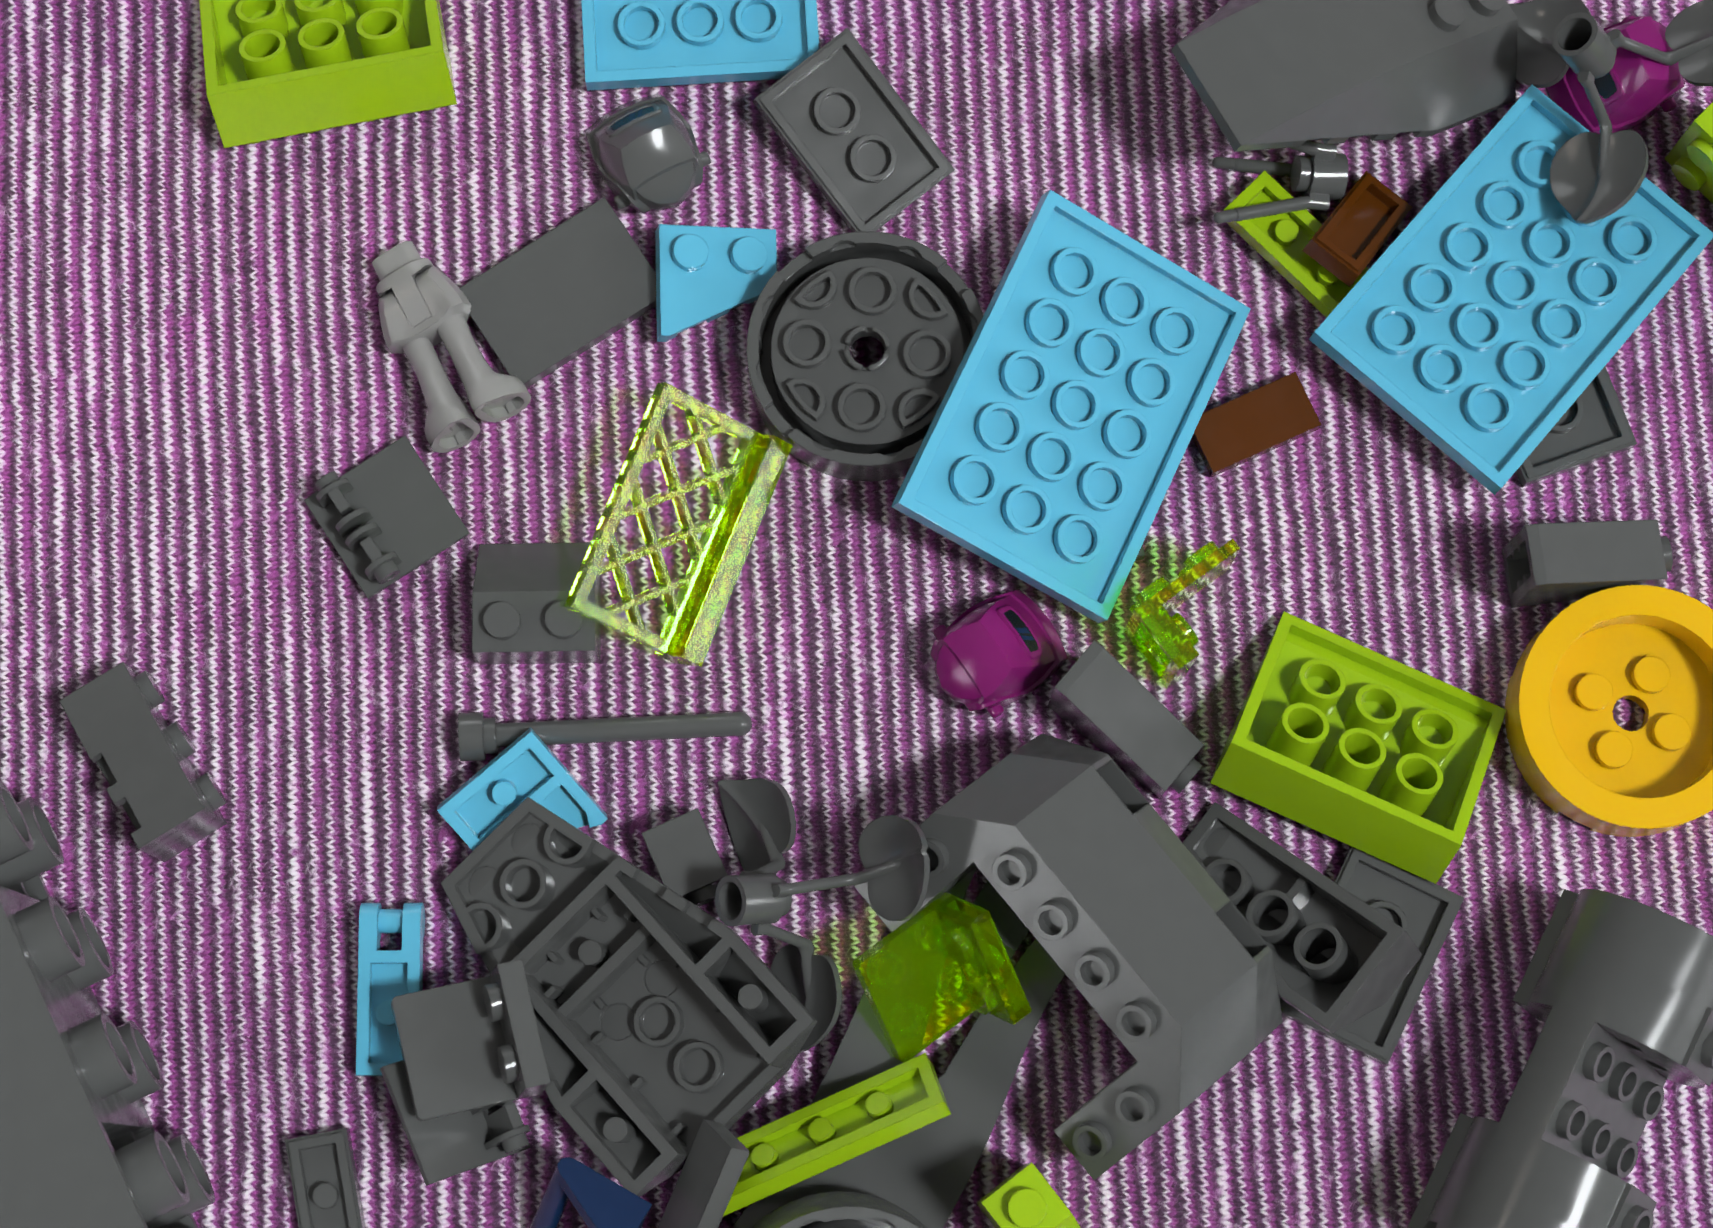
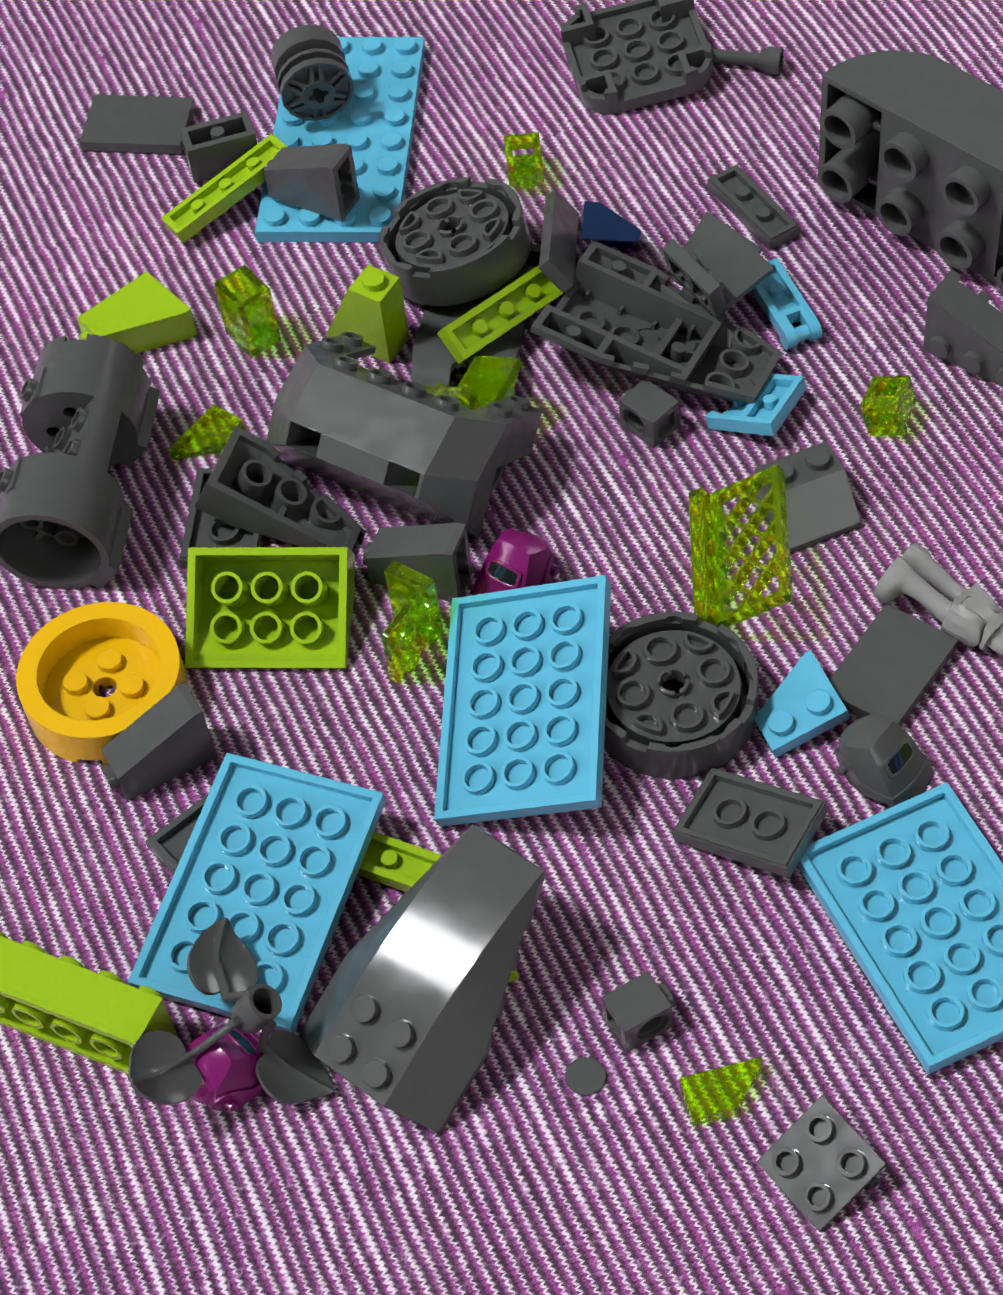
camera: 165 degrees right, 25 degrees down
(337, 740) = (888, 405): none -> clear neon green brick
(385, 516) = (925, 511): dark grey hinge -> none
(484, 735) = (802, 428): dark grey piece -> none
(763, 830) = (587, 372): dark grey plant -> none
(1254, 424) = (403, 761): reddish brown tile -> none
(1348, 1136) = (206, 435): none -> clear neon green tile
(1357, 229) = (378, 885): reddish brown tile -> none

